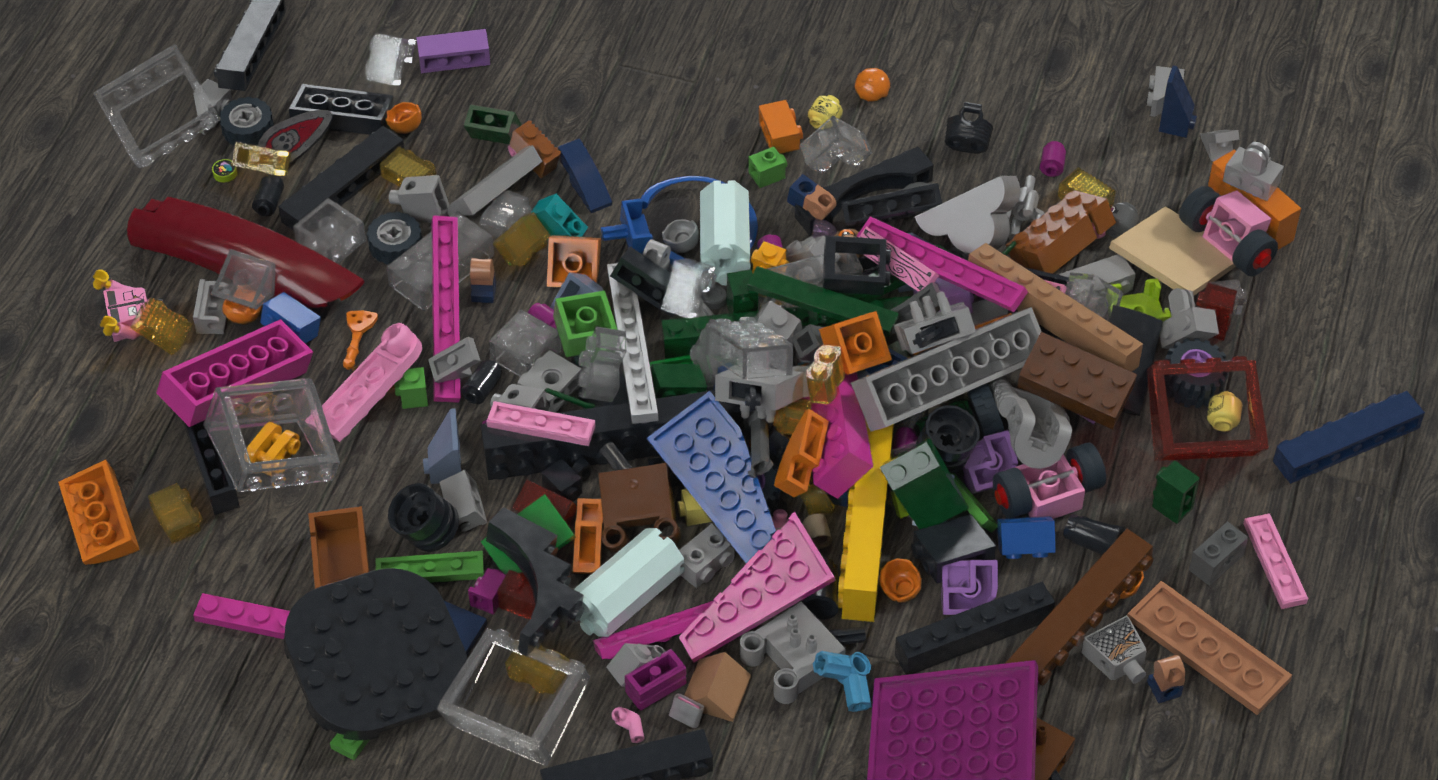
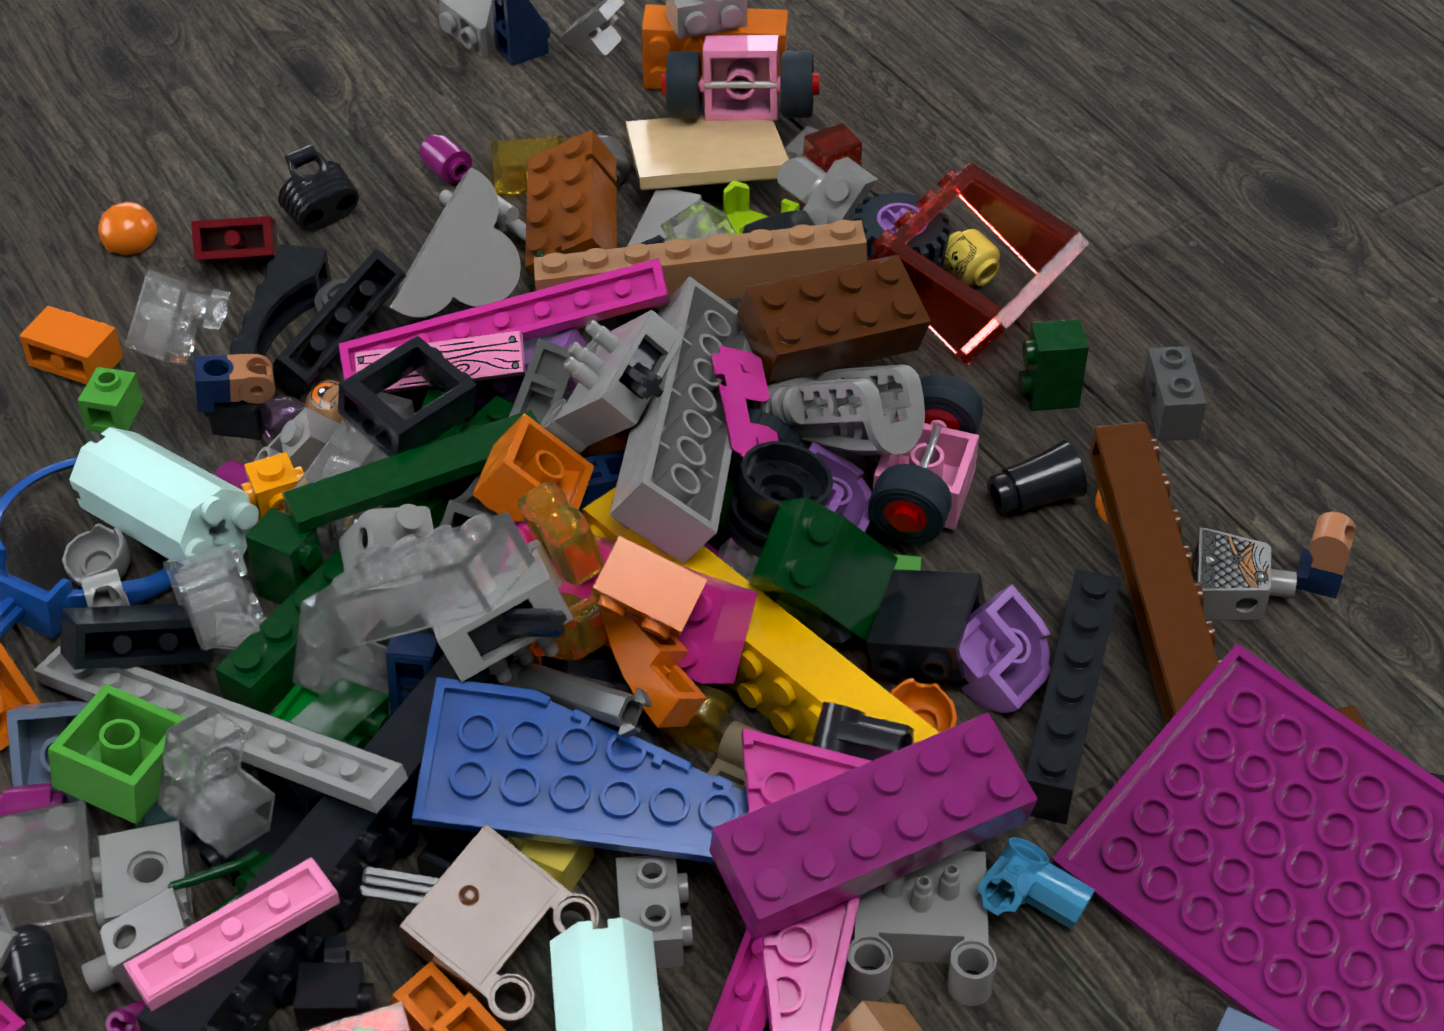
camera: 50 degrees left, 5 degrees down
(794, 590) = (871, 825): none -> magenta brick
(815, 423) = (647, 588): none -> brick
(823, 109) = (109, 293): light yellow head -> none
(838, 555) = (859, 735): none -> black piece
(904, 127) = (234, 239): none -> dark red brick
(996, 374) = (738, 388): none -> dark pink piece
(1026, 536) = (979, 538): blue brick -> none
(1209, 647) = (1295, 491): nougat plate -> none
(1275, 561) = (1226, 360): bright pink tile -> none
(1348, 436) = (1109, 190): dark blue brick -> none

